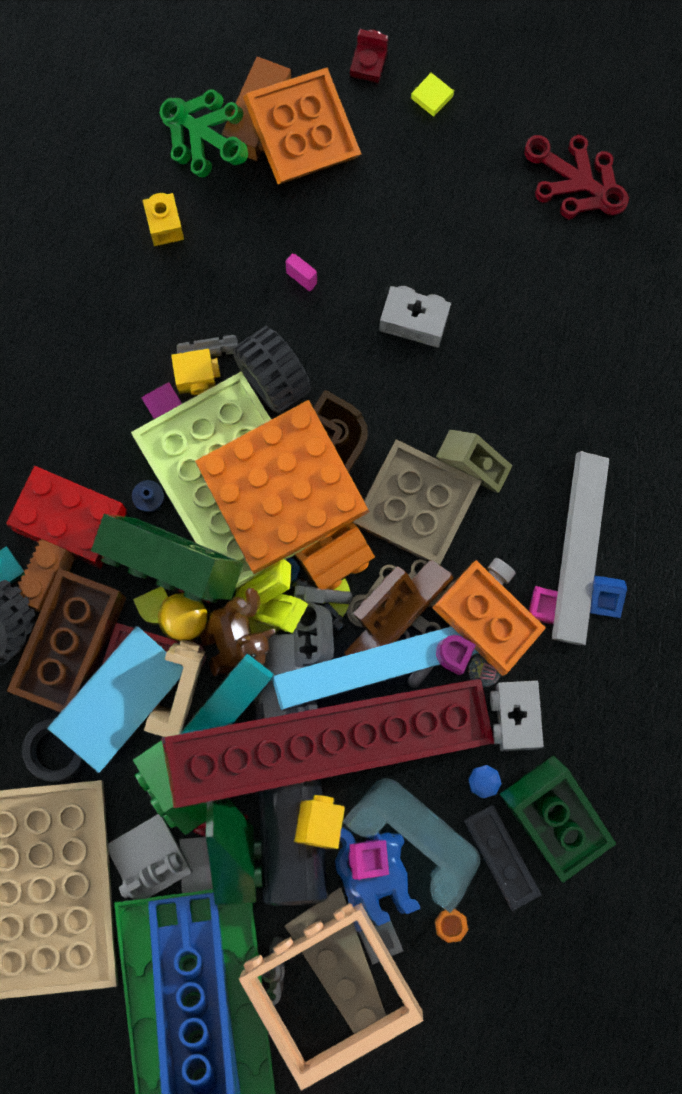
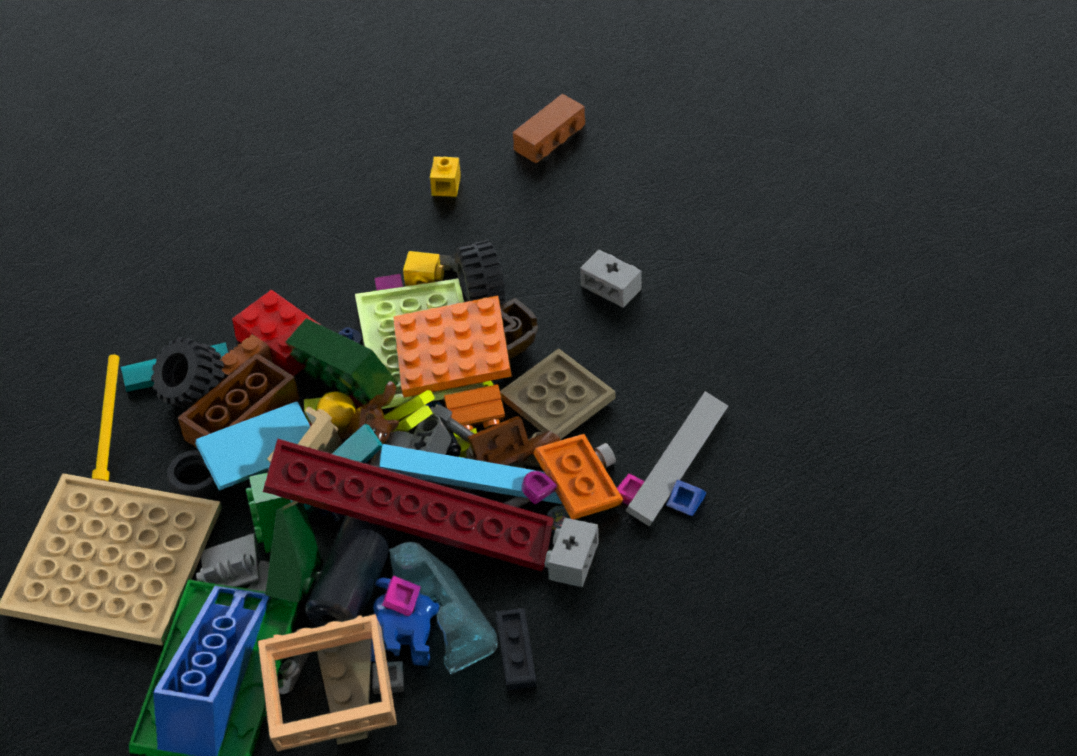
camera: 25 degrees right, 30 degrees down
(176, 114) = (489, 117): green plant -> none
(301, 272) = (535, 231): dark pink tile -> none
(302, 125) = (577, 140): orange plate -> none
(319, 823) = (371, 551): yellow brick -> none
(369, 55) = (653, 117): dark red bracket -> none
(432, 94) = (691, 151): neon yellow tile -> none
(451, 926) = (450, 680): orange tile -> none
(475, 457) = (617, 373): olive slope -> none
(484, 781) = (525, 592): blue tile -> none
(558, 818) = (574, 630): dark green slope -> none
(579, 179) = (803, 244): dark red plant -> none

